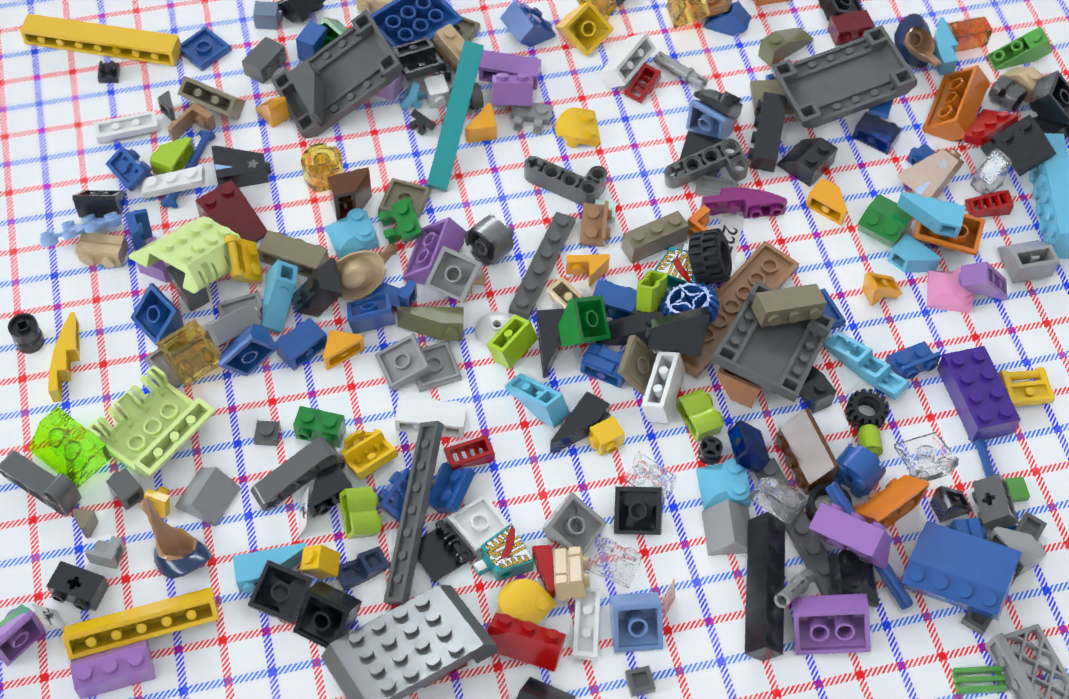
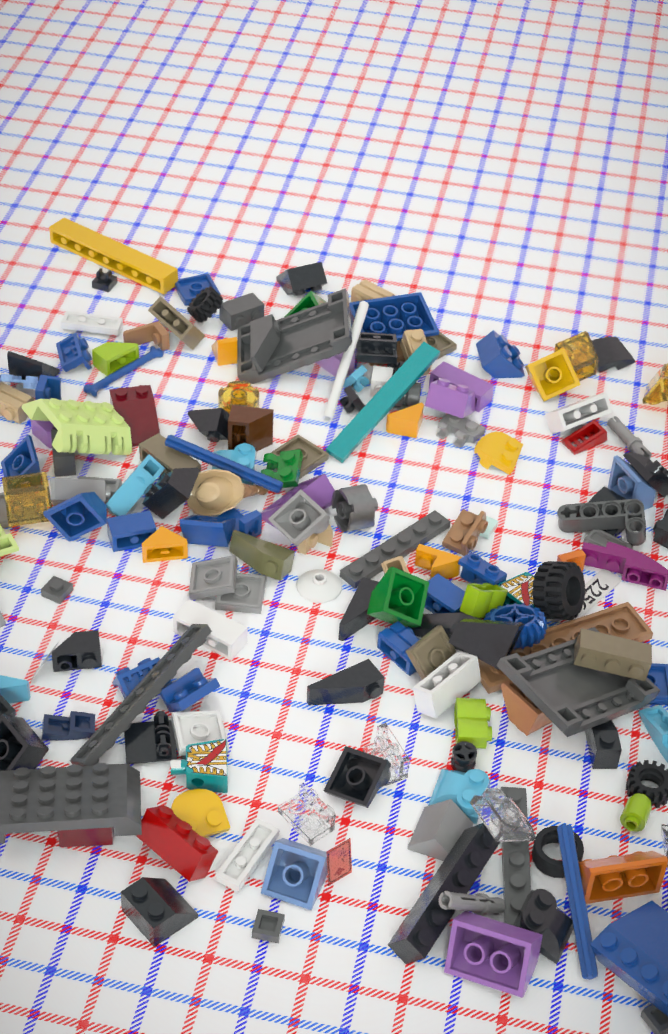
camera: 25 degrees right, 15 degrees down
(166, 105) = (136, 316): dark grey slope -> none
(173, 182) = (103, 373): white plate -> none
(227, 66) = (205, 304): none -> black tyre
(240, 166) = (168, 381): black slope -> none
(243, 260) = (126, 449): yellow plate -> none
(267, 15) = (266, 280): sand blue brick -> none
(295, 473) = (59, 623): dark grey beam -> none
(310, 40) = (289, 304): blue slope -> none
(310, 198) = (211, 423): none -> black slope
(317, 423) = (104, 599): green brick -> none
(320, 561) = (32, 702): yellow brick -> none
(350, 240) = (224, 463): none -> blue axle
(360, 512) = (94, 678): lime brick -> none
(367, 452) = (133, 635): yellow slope -> none
(399, 88) = (345, 362): none -> white piece
(474, 444) = (239, 667): red slope -> none
(512, 341) = (323, 595): lime brick -> none
(539, 399) = (321, 652): medium azure slope -> none
(543, 560) = (240, 787): red slope -> none
(565, 182) = (459, 490): dark grey beam -> none
(570, 574) = (255, 802): tan brick -> none
(574, 524) = (287, 766): light grey slope -> none
(606, 436) = (366, 706): yellow brick -> none
(633, 262) = (480, 571): none -> blue bracket
(655, 236) = (518, 558): dark tan brick -> none
(748, 446) = (501, 764): clear blue brick -> none
(806, 451) = (559, 789): slope -> none
(852, 533) = (559, 875): medium lavender slope -> none
(858, 470) = (604, 828): blue brick -> none

